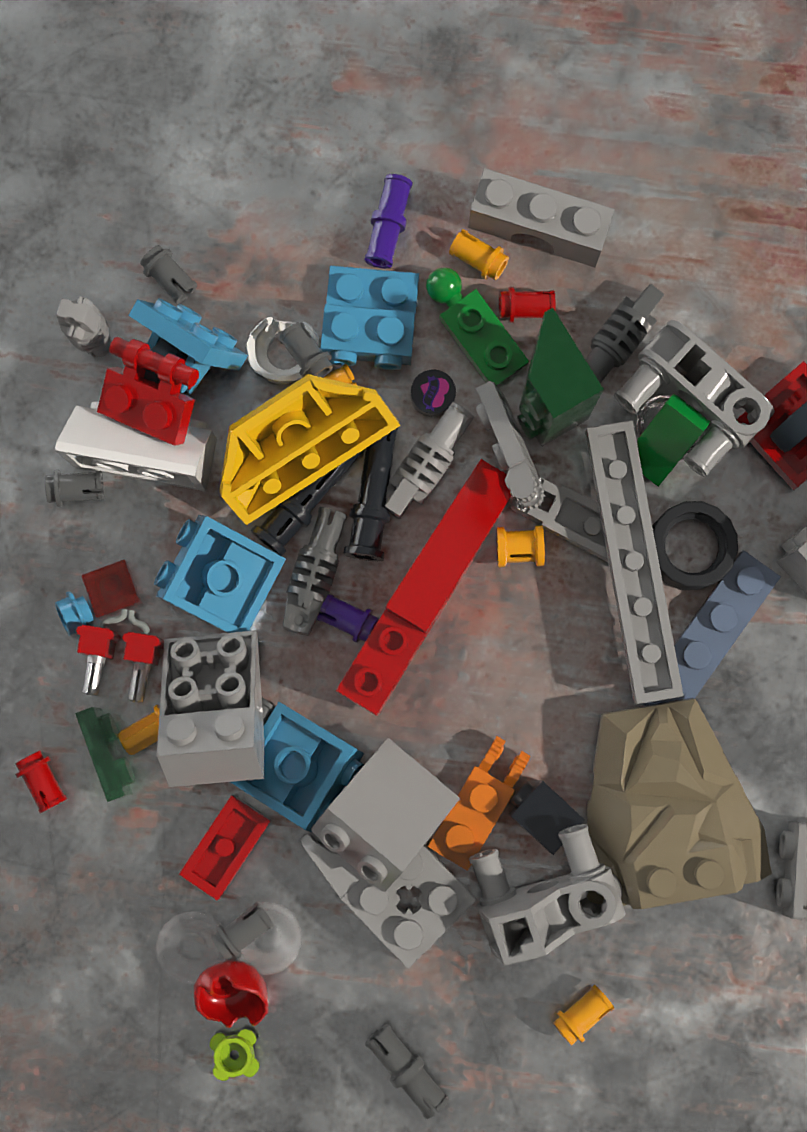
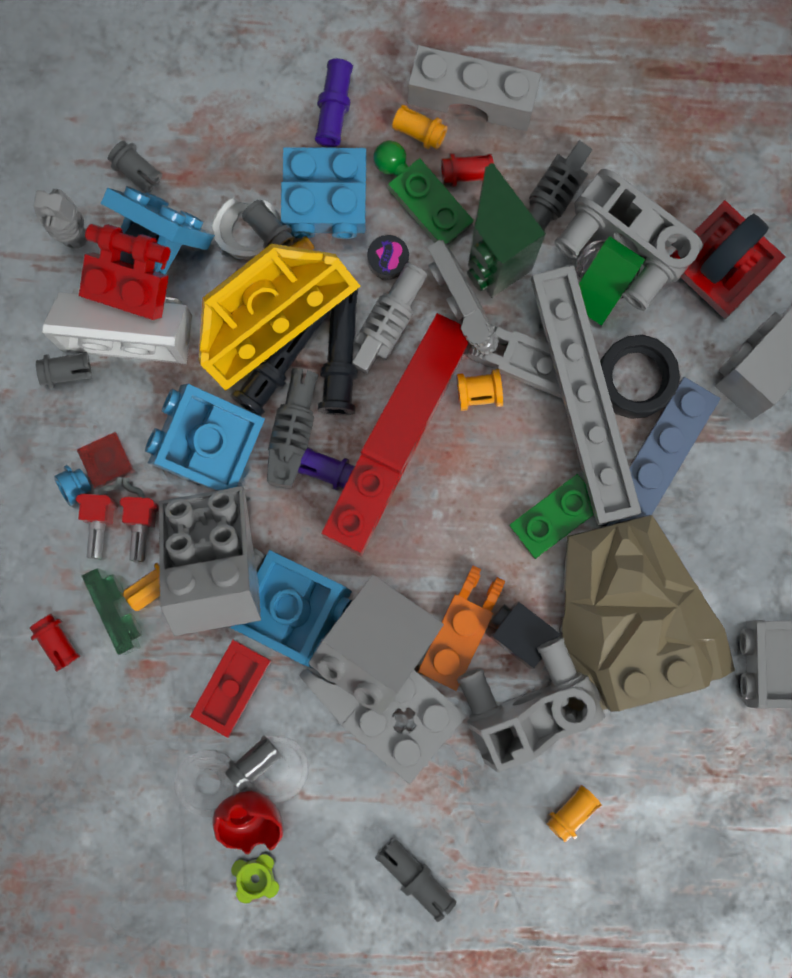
camera: 10 degrees left, 0 degrees up
(589, 691) = (554, 517): none -> green plate

